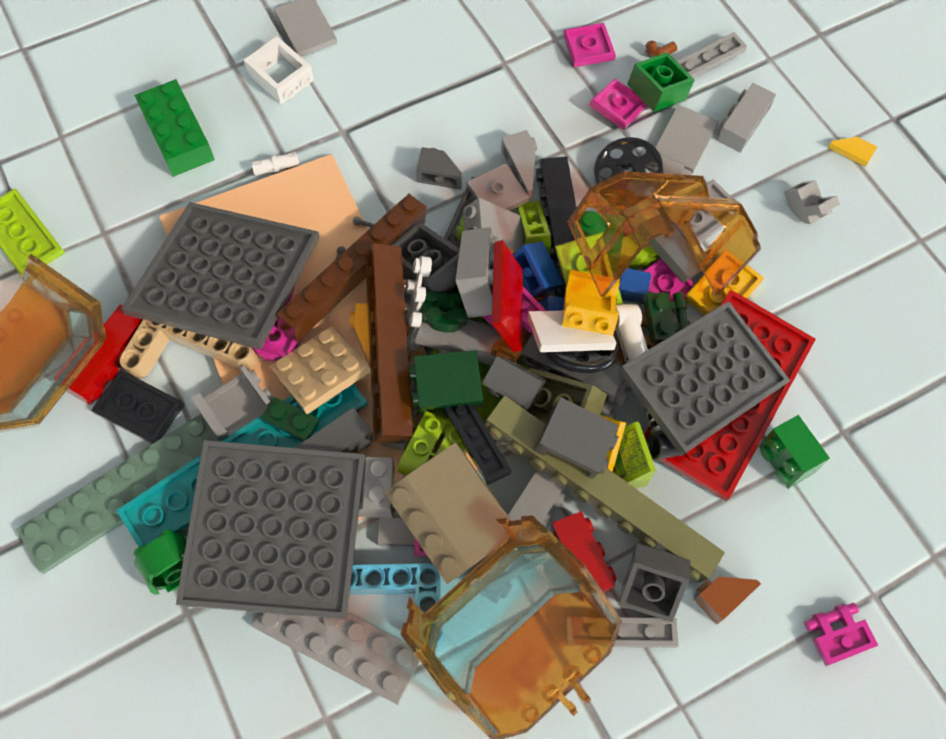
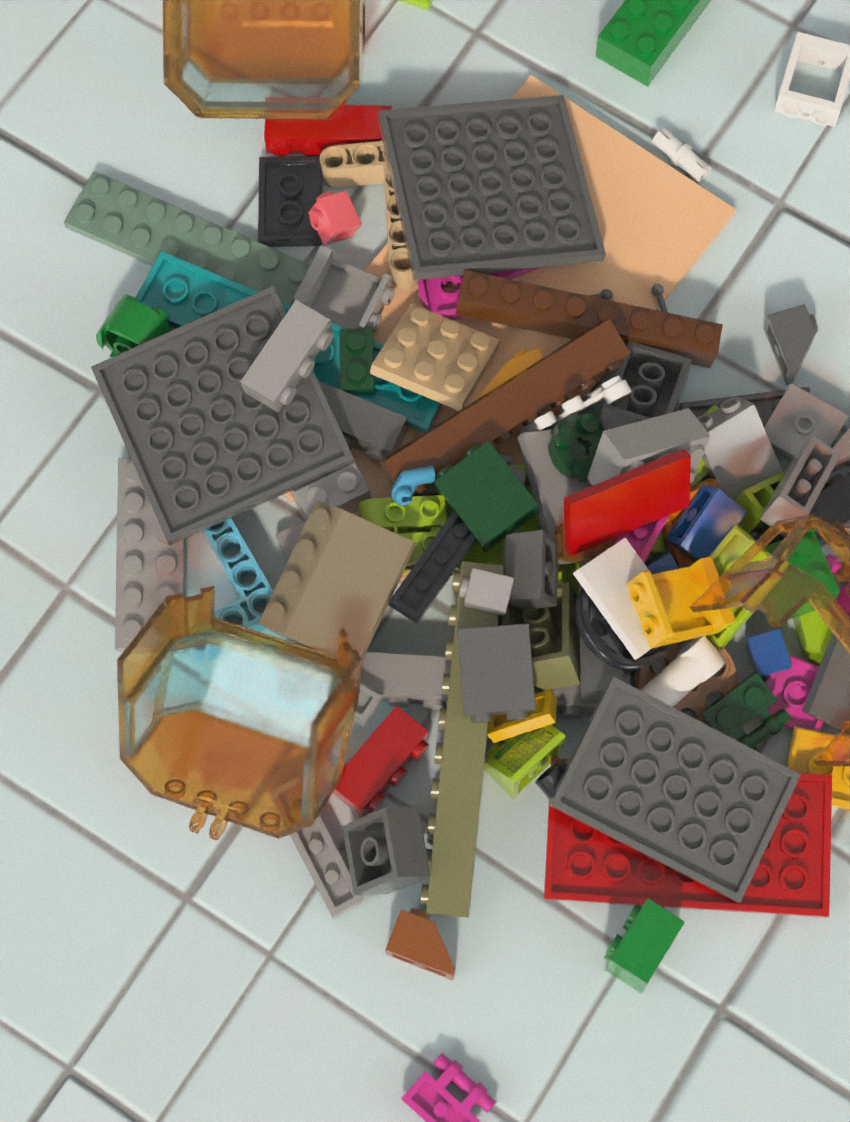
camera: 65 degrees right, 5 degrees up
(173, 382) = (334, 217): none -> coral brick
(266, 455) = (288, 356): none -> light grey brick
(408, 430) = (408, 482): none -> dark azure arm
(521, 412) = (486, 591): none -> light grey brick
(543, 204) = (801, 482): none -> light grey brick

